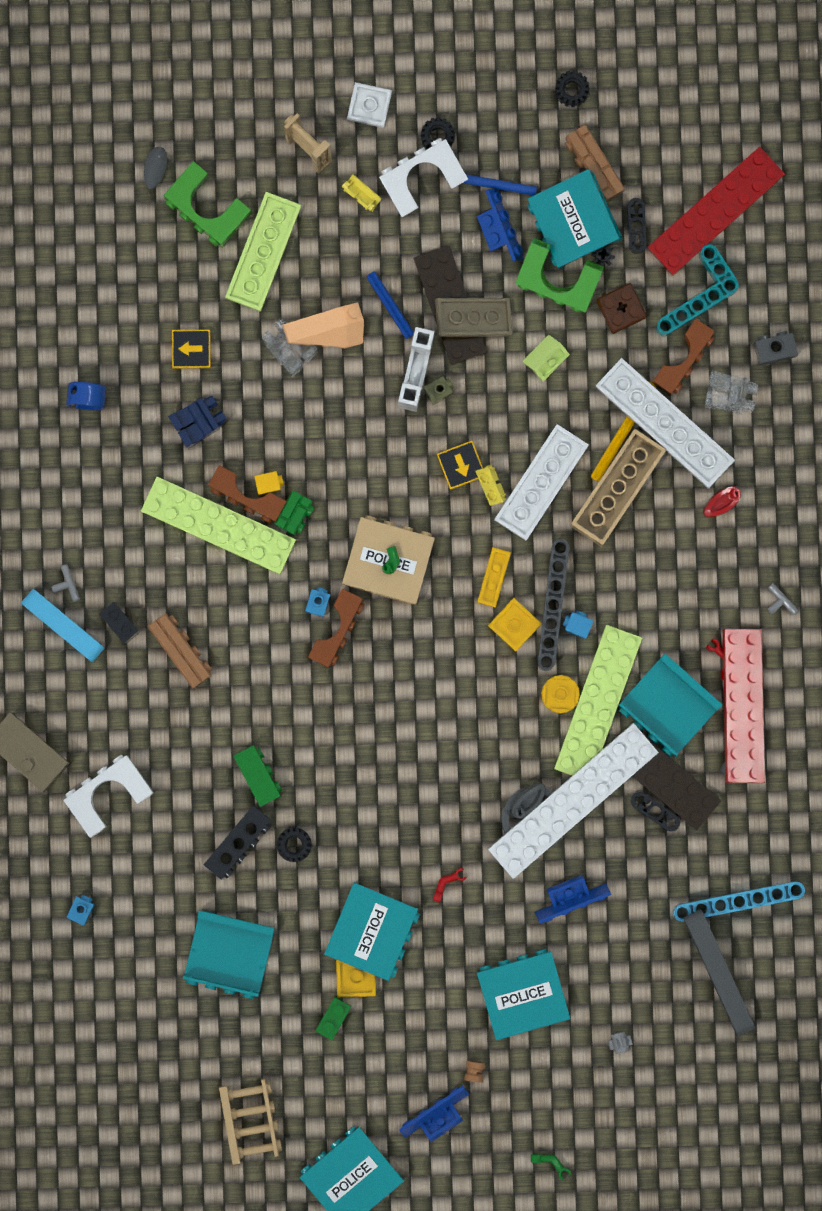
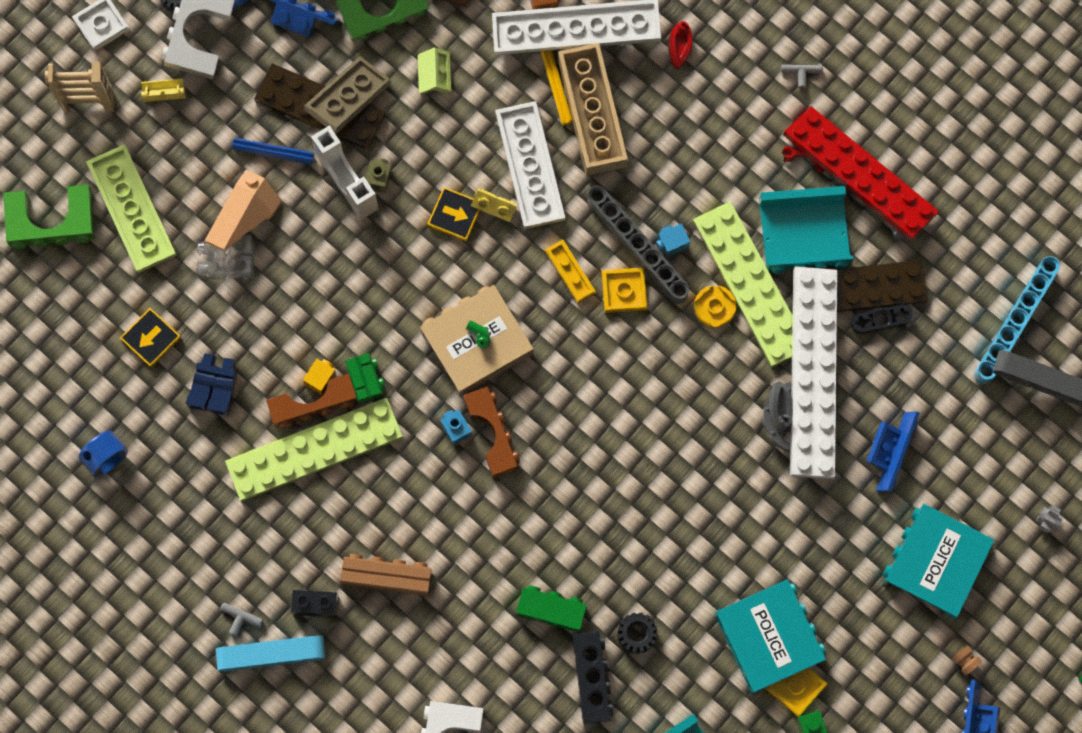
camera: 45 degrees left, 10 degrees down
(442, 883) = (789, 553): red arm -> none

